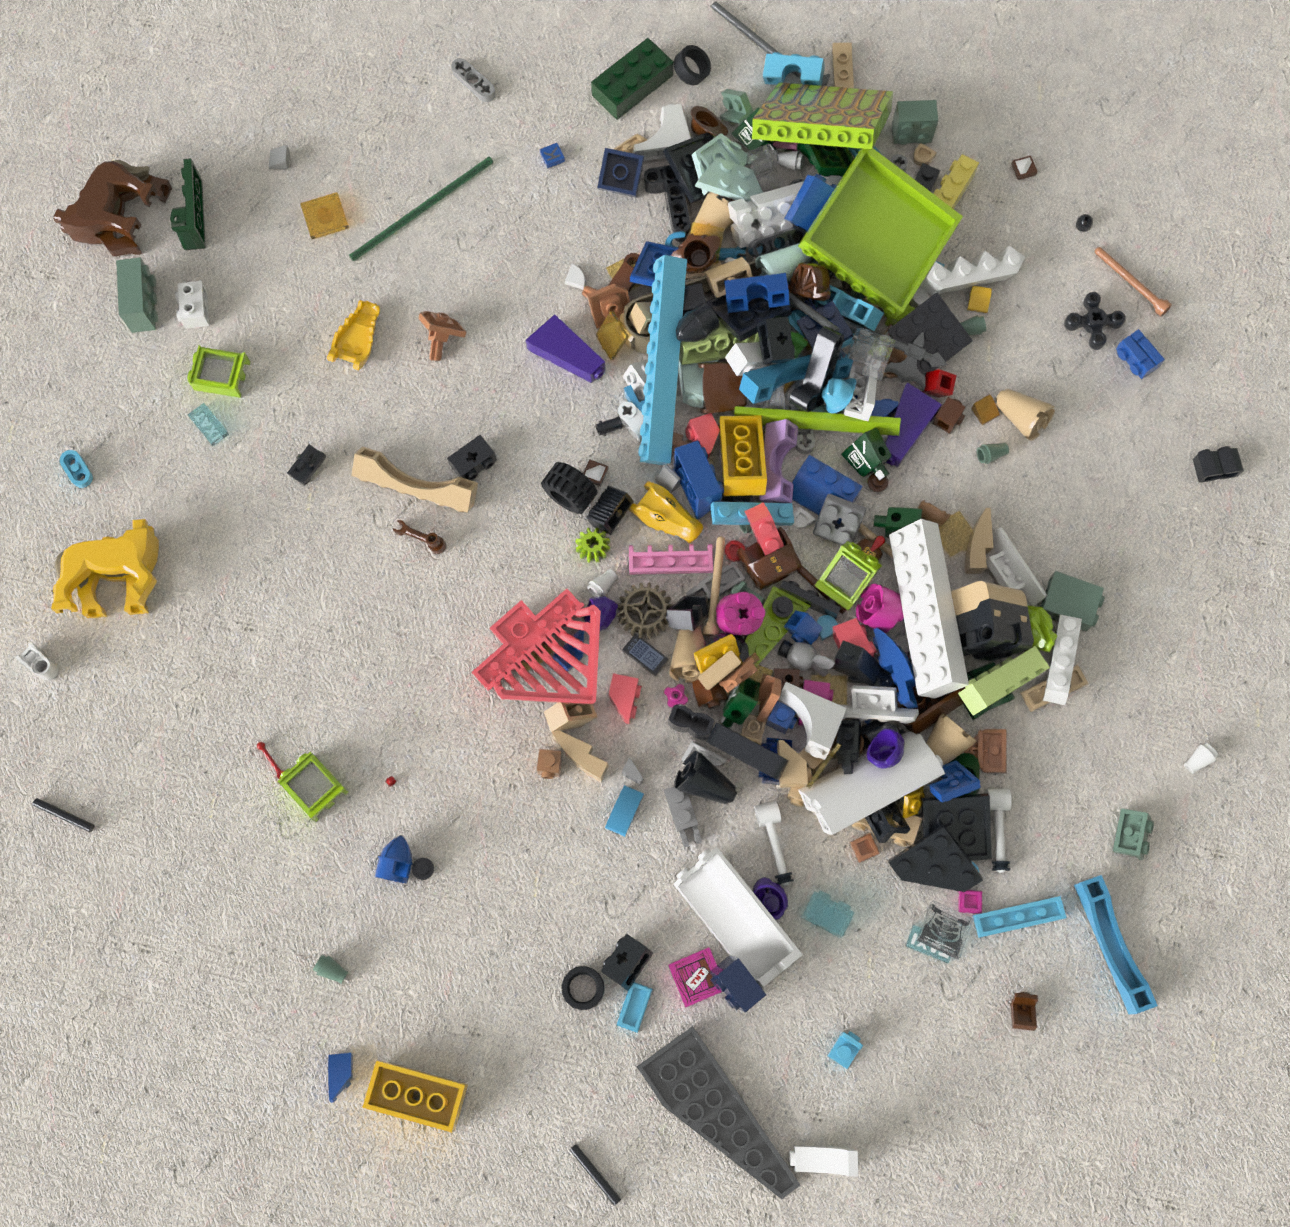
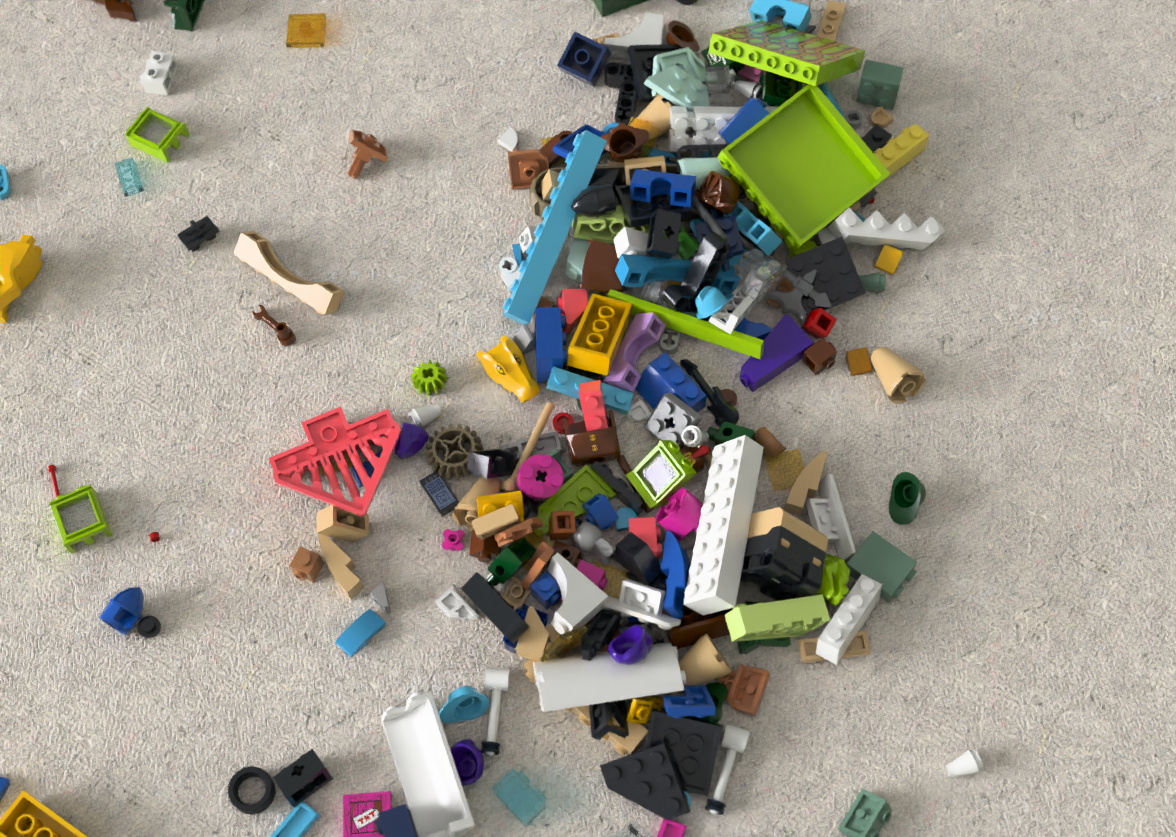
camera: 20 degrees right, 10 degrees down
(136, 295) = (112, 51): sand green brick -> none
(330, 969) = (22, 692): sand green cone -> none
(355, 337) = (287, 138): yellow animal -> none
(420, 209) = (394, 46): clear green piece -> none
(478, 451) = (349, 269): black brick -> none
(552, 155) = (530, 31): blue tile -> none
(565, 349) = (473, 197): dark purple slope -> none
(569, 487) = (425, 317): black tyre -> none
(596, 472) = (458, 314): tile -> none
(608, 426) = (489, 276): black pin -> none
(609, 509) = (457, 350): black brick -> none
(612, 335) = (520, 196): clear yellow piece -> none
(623, 694) = (403, 522): coral slope -> none
(670, 561) = (496, 413): bright pink hinge -> none
(682, 814) = (416, 652): light grey hinge -> none
(685, 720) = (453, 566): black brick -> none
(704, 780) = (448, 627): black cone -> none
(737, 105) = (712, 24): sand green bracket -> none
(747, 847) = (464, 705): none -> medium azure piece
(776, 653) = (561, 525): none -> dark orange brick
(782, 607) = (586, 485): black plate -> none
(863, 533) = (693, 436): none -> white cone
(864, 848) = (582, 745): nougat tile -> none
(868, 454) = (724, 368): dark green torso -> none
(877, 494) = (720, 408): none -> black piece
(989, 452) = (849, 402): sand green cone -> none
(1024, 167) = (976, 154): reddish brown tile -> none
(1072, 530) = (906, 498): none -> dark green piece
(1079, 223) = (1022, 222): black hinge -> none
(1094, 320) = (997, 309): black gear -> none
(1139, 354) = (1033, 352): blue brick -> none
(1161, 306) = (1070, 313): nougat piece -> none
(1218, 464) = (1079, 479): black brick -> none

